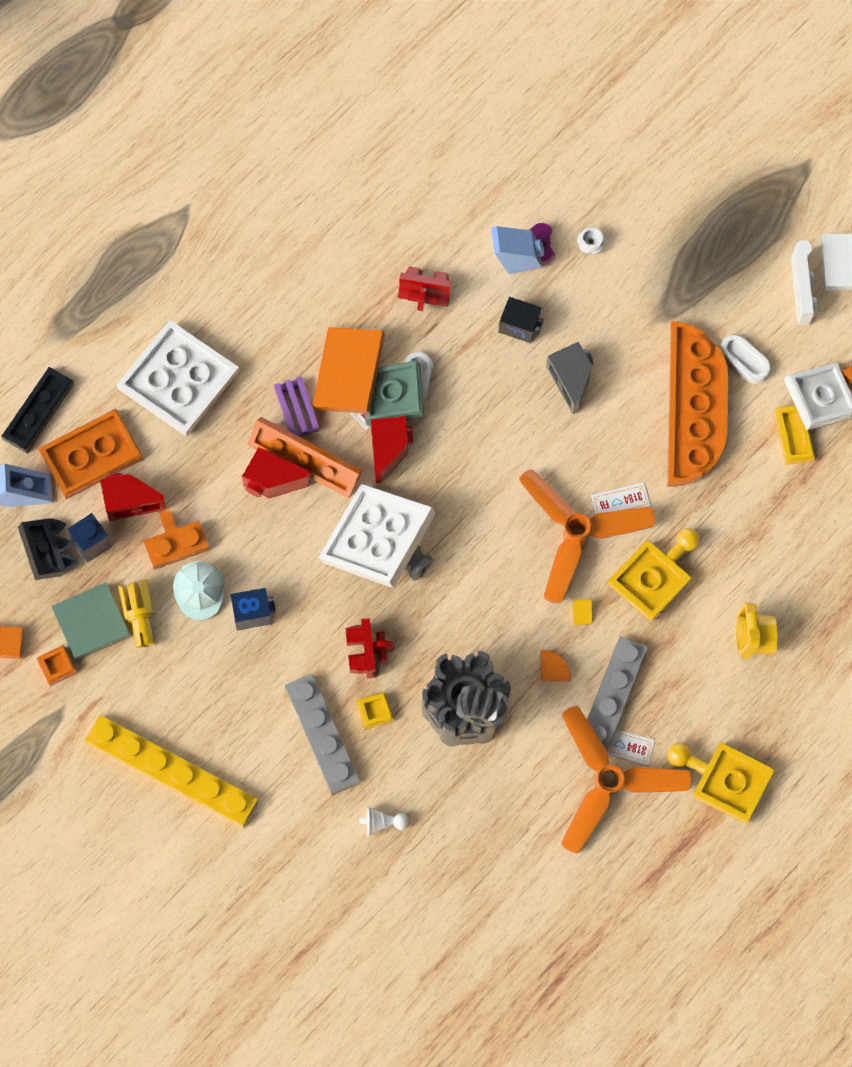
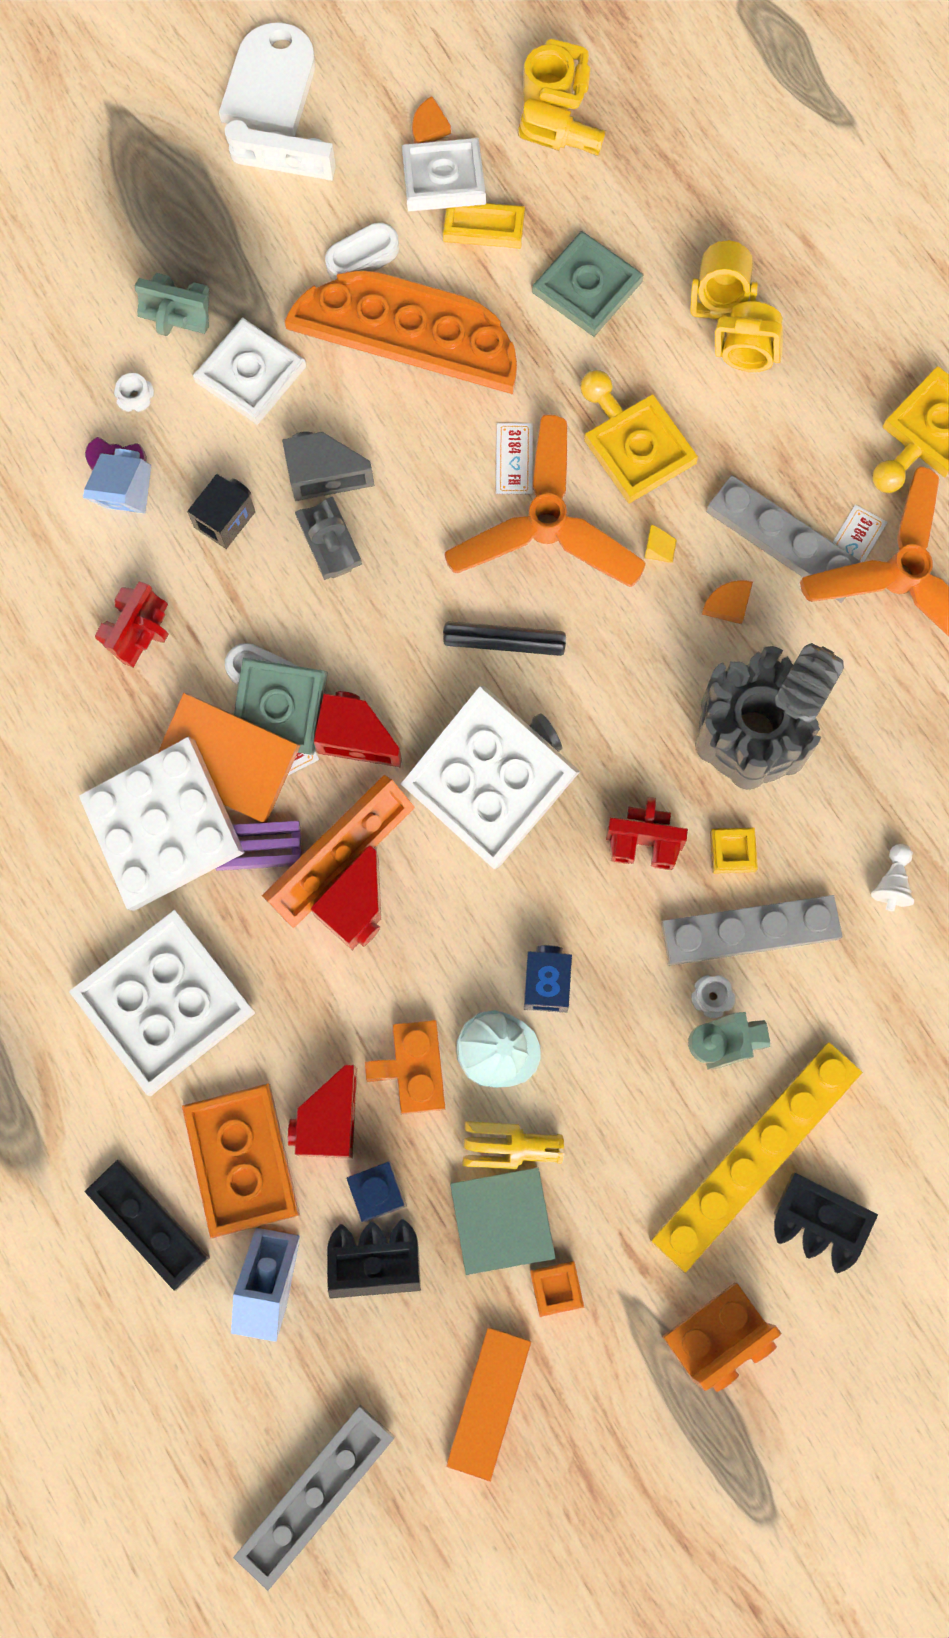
camera: 70 degrees left, 5 degrees up
(50, 769) = (721, 1339): none -> orange bracket
(140, 819) = (825, 1220): none -> black plate
(237, 725) = (728, 1040): none -> sand green hips
(267, 711) = (718, 985): none -> white plate
(293, 343) = (161, 824): none -> white plate
(483, 525) = (504, 638): none -> black axle
(518, 391) = (328, 539): none -> dark grey hips
(631, 310) = (249, 371): none -> white tile
(658, 246) = (173, 306): none -> sand green hips
(769, 516) = (587, 283): none -> sand green tile
(793, 605) = (723, 280): none -> yellow piece

